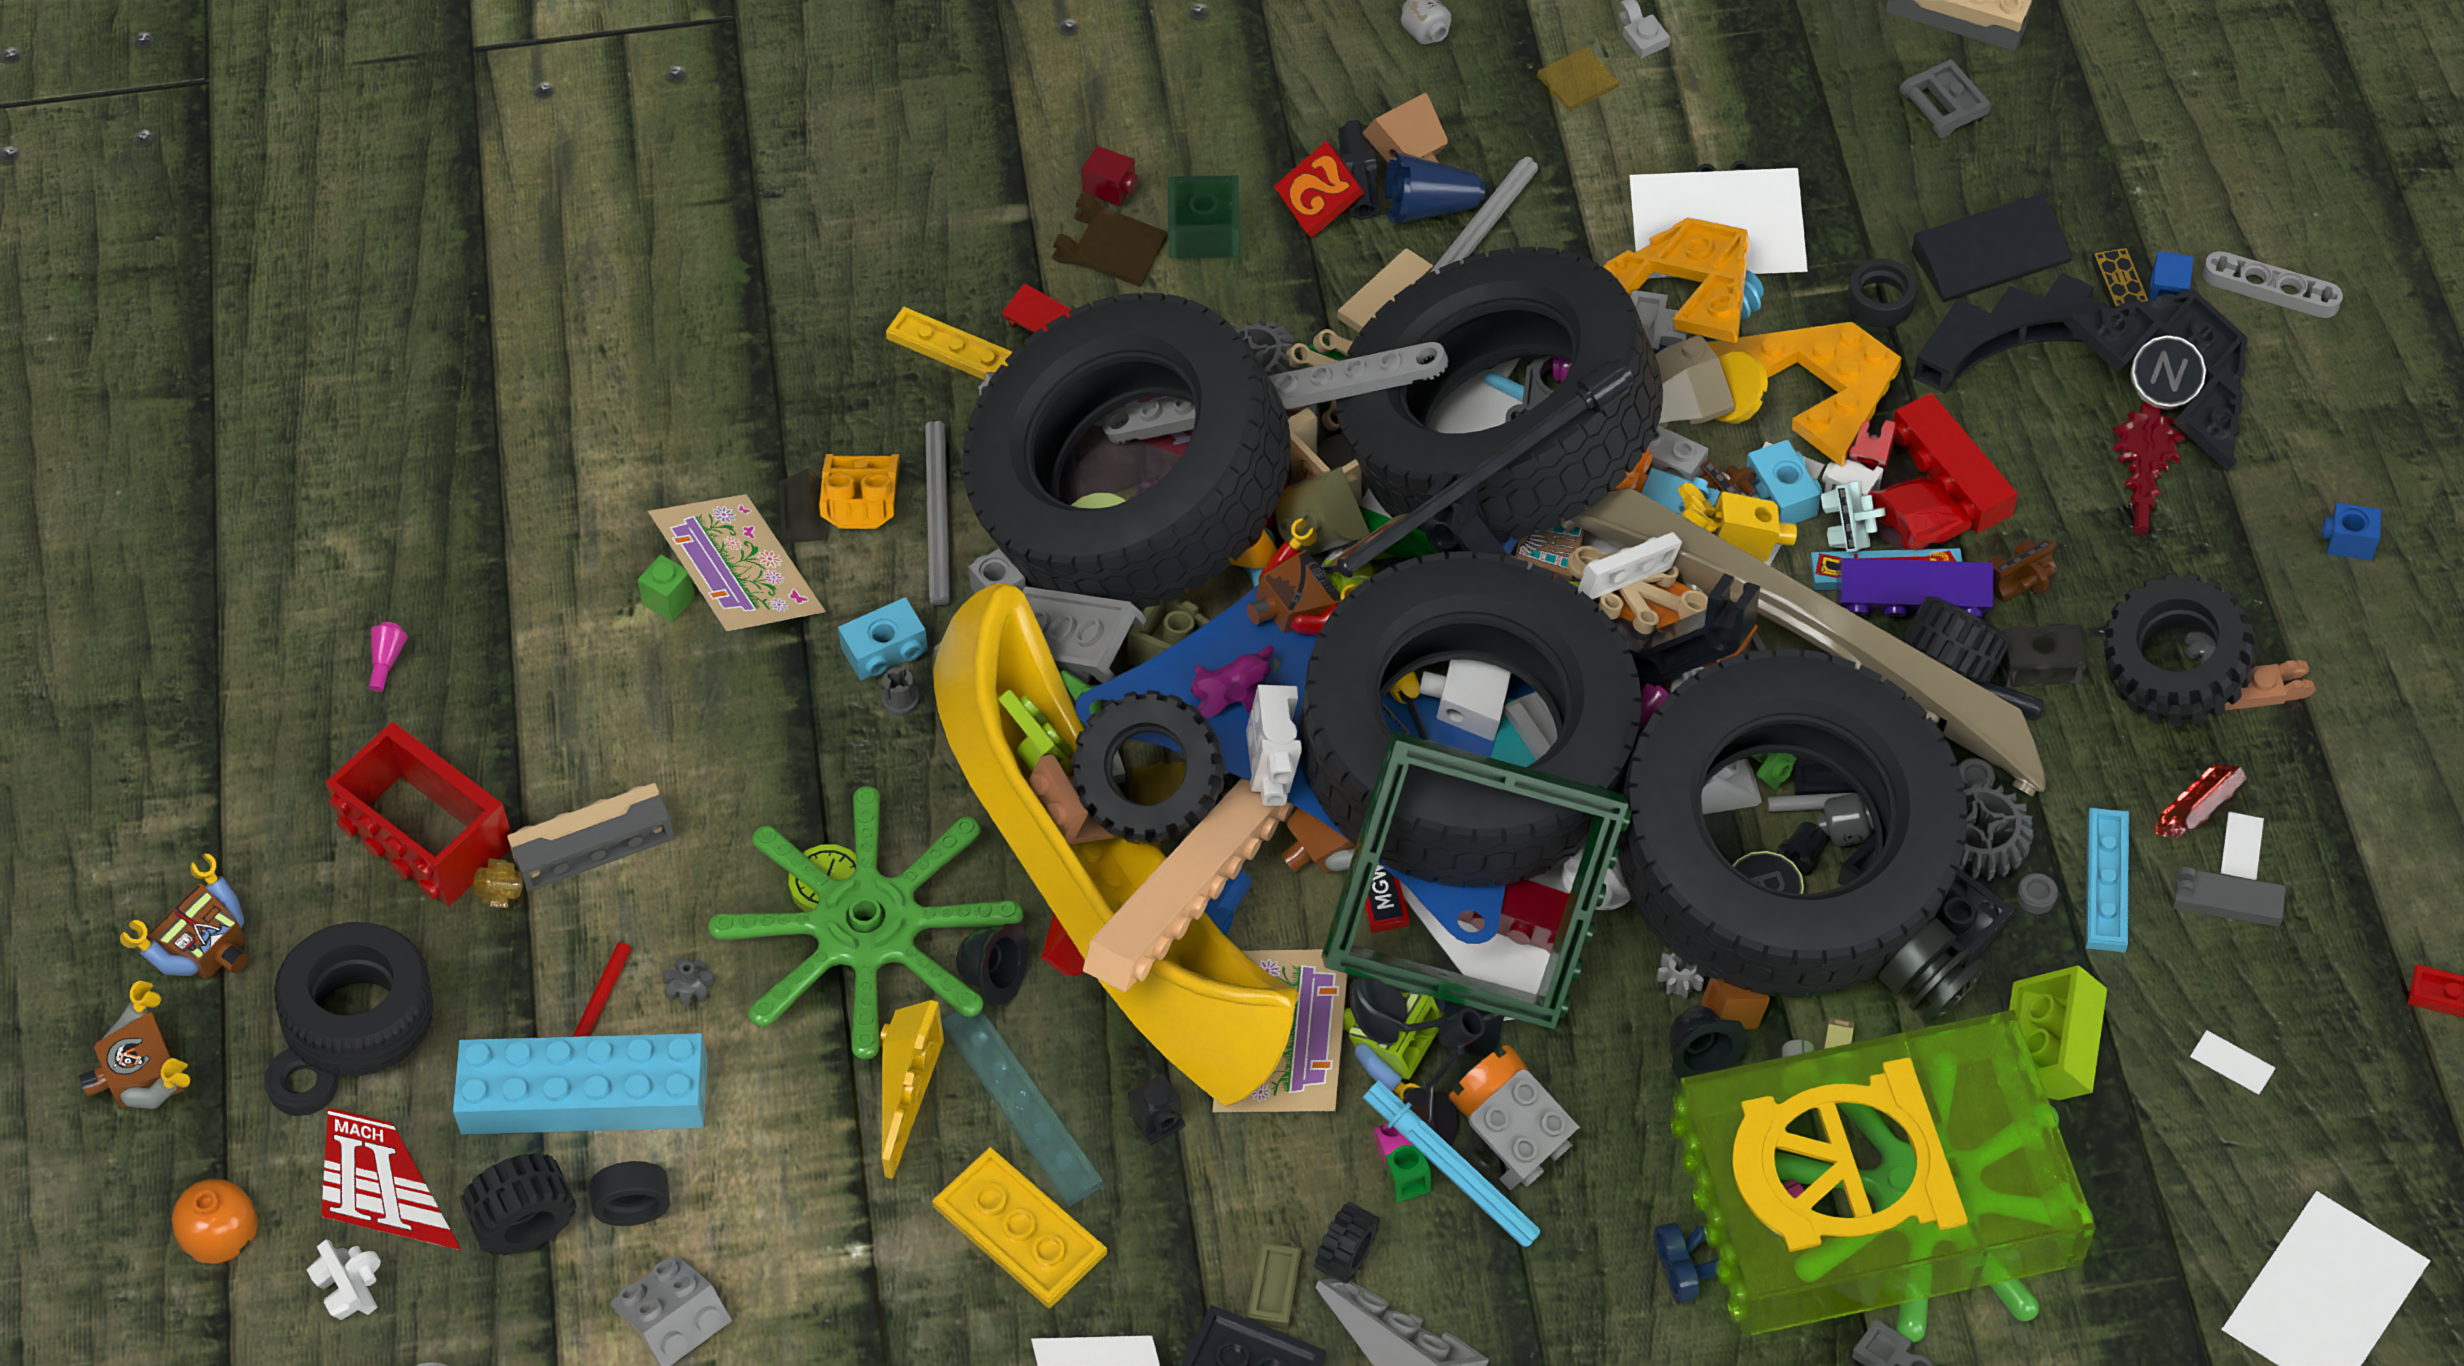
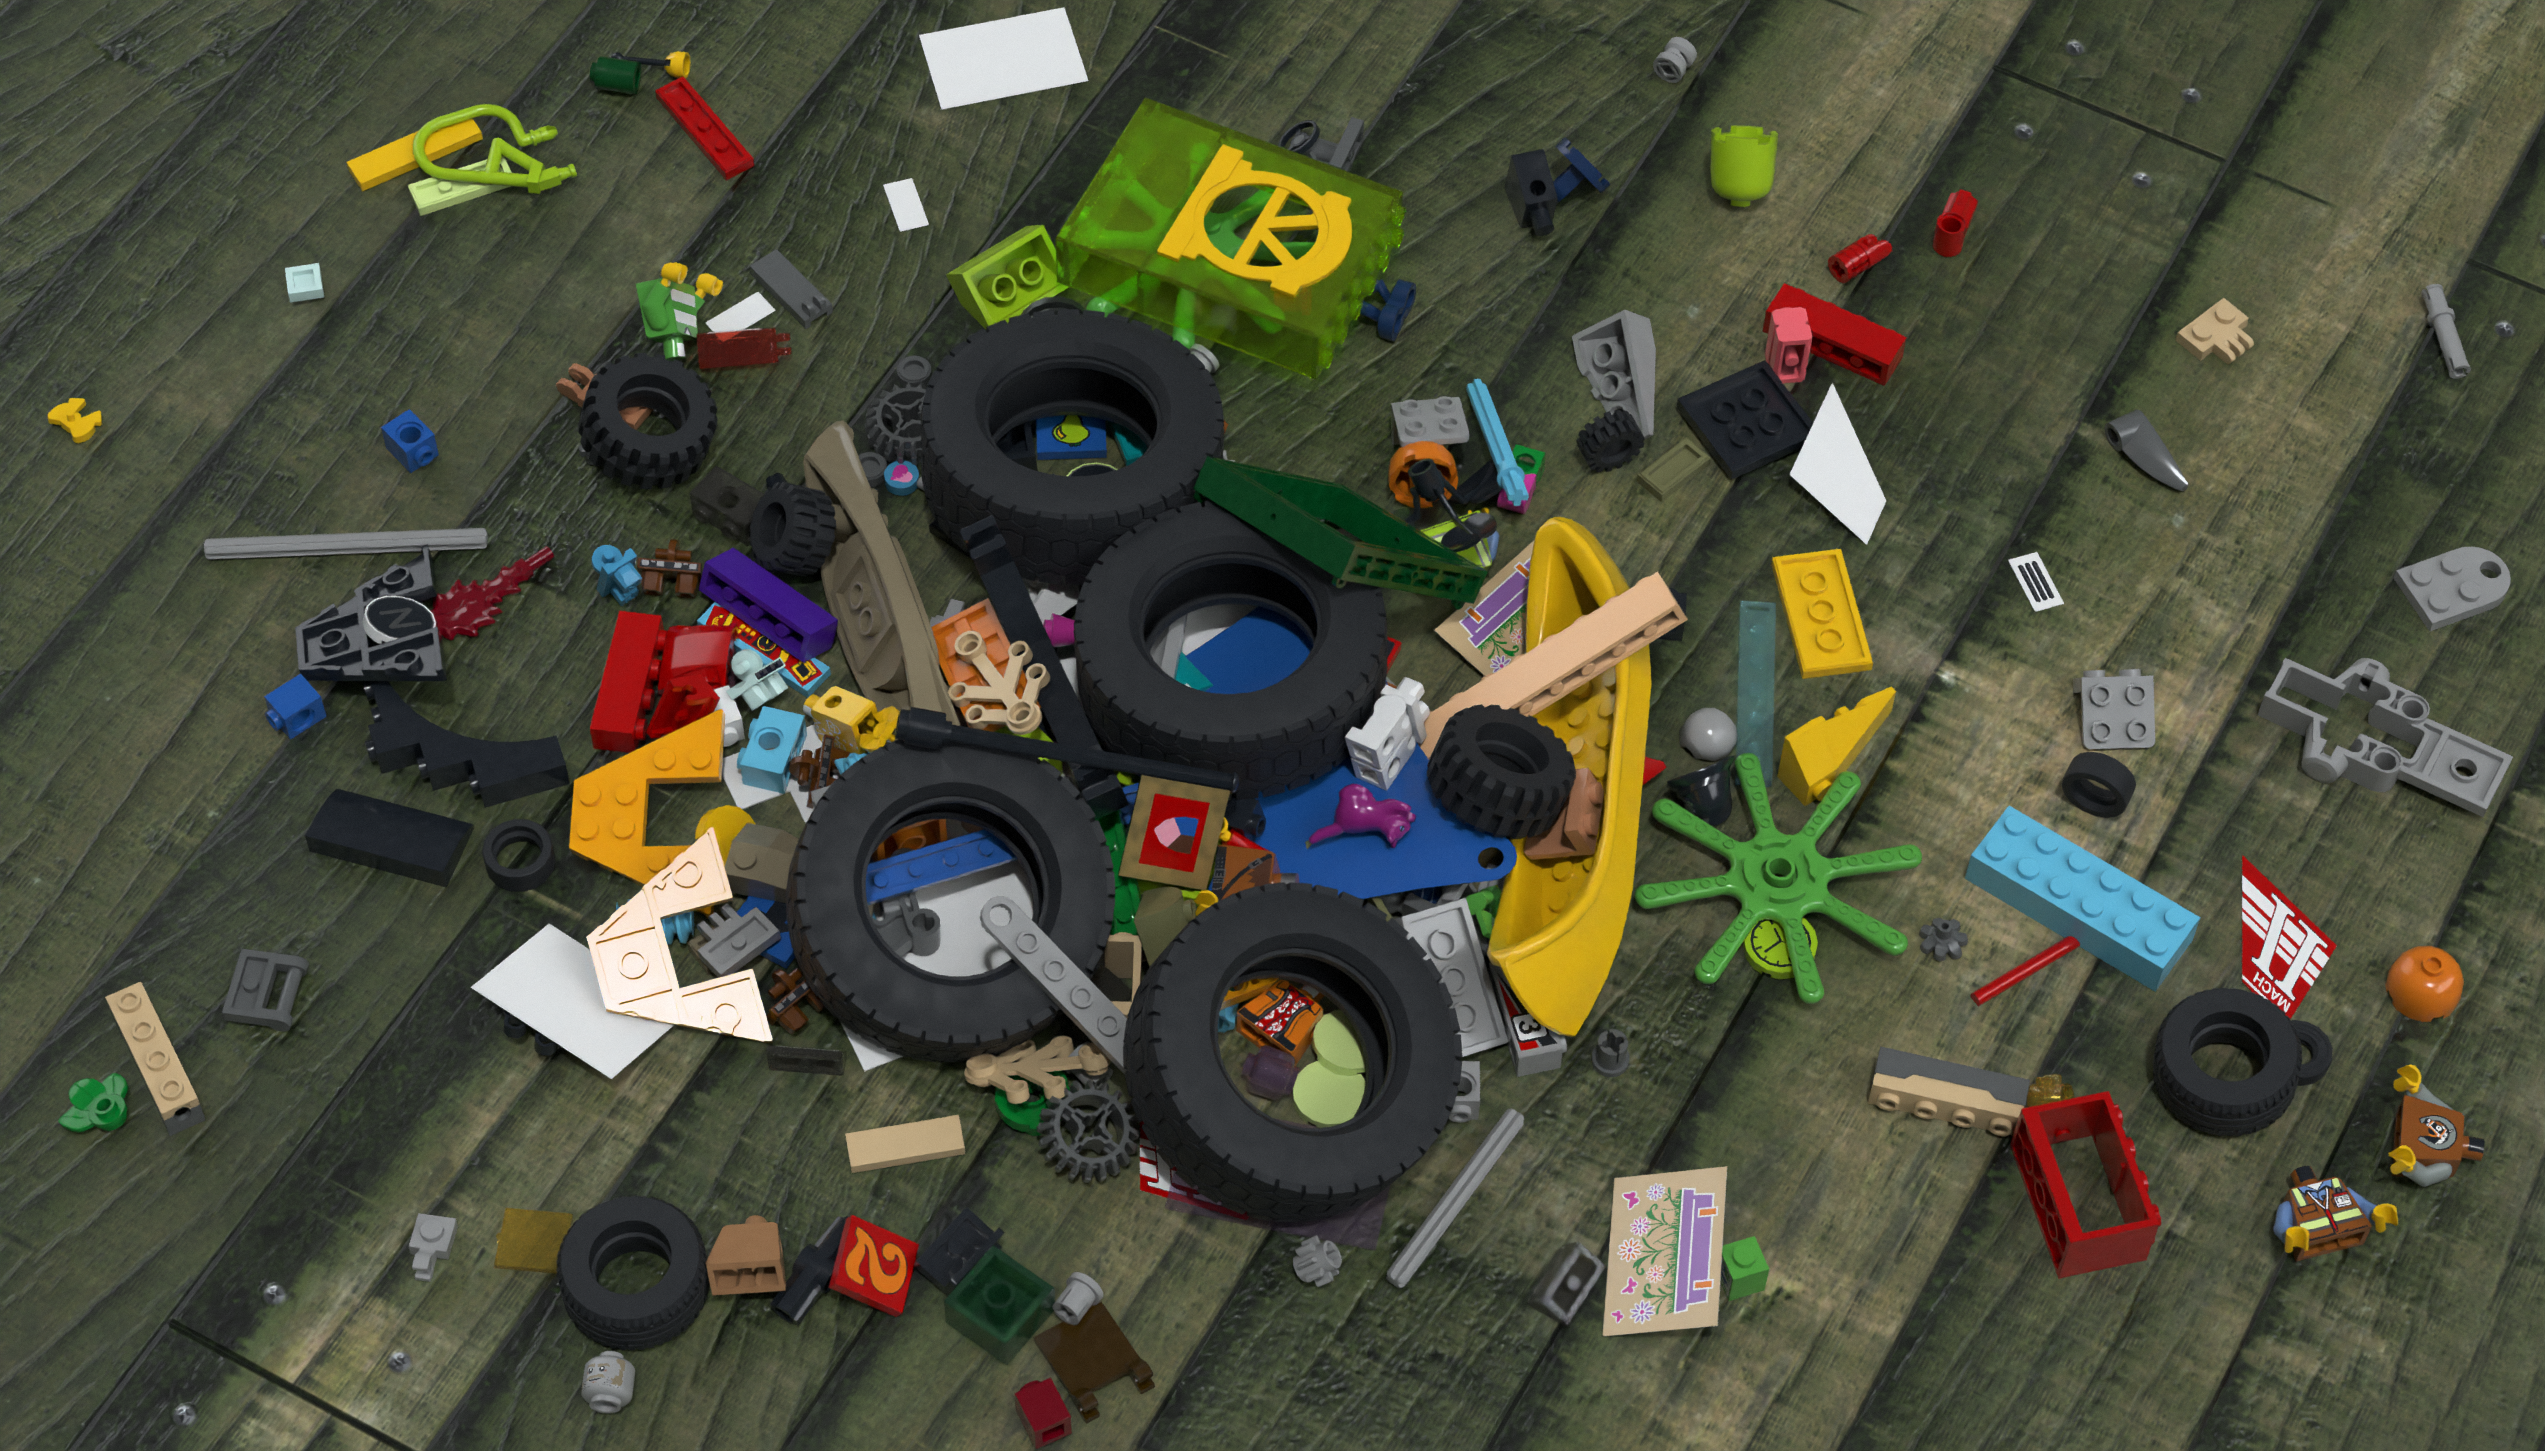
camera: 145 degrees left, 0 degrees up
(352, 1274) = (2342, 872): white hips -> none
(386, 645) = (2016, 1385): dark pink cone -> none
(518, 1204) = (2190, 818): black tyre -> none
(858, 490) = (1504, 1257): light orange slope -> none
(892, 623) = (1602, 1118): medium azure brick -> none
(946, 343) = (1314, 1349): yellow tile -> none
(1032, 1027) = (1708, 734): none -> light grey hair
(1033, 309) = (1220, 1310): red hinge -> none
(1041, 738) = (1552, 881): lime plate -> none
(1156, 264) = (1077, 1298): none -> light grey bush
(1268, 240) = (957, 1251): none -> black bracket
(1428, 189) = (788, 1195): dark blue cone -> none
(1485, 45) = (625, 1227): none -> black tyre
(1489, 213) = (772, 1146): light grey axle -> none
(1629, 565) = (999, 681): white plate -> none
(1704, 1042) = (1249, 413): black piece -> none
(2054, 523) = (616, 573): none -> dark azure hips
(2107, 880) = (856, 351): medium azure tile -> none
(2118, 277) = (325, 742): black tile -> none
(2271, 290) = (220, 659): light grey beam -> none
(2286, 772) = (672, 307): none -> bright green torso
(2296, 429) = (345, 543): none -> light grey axle

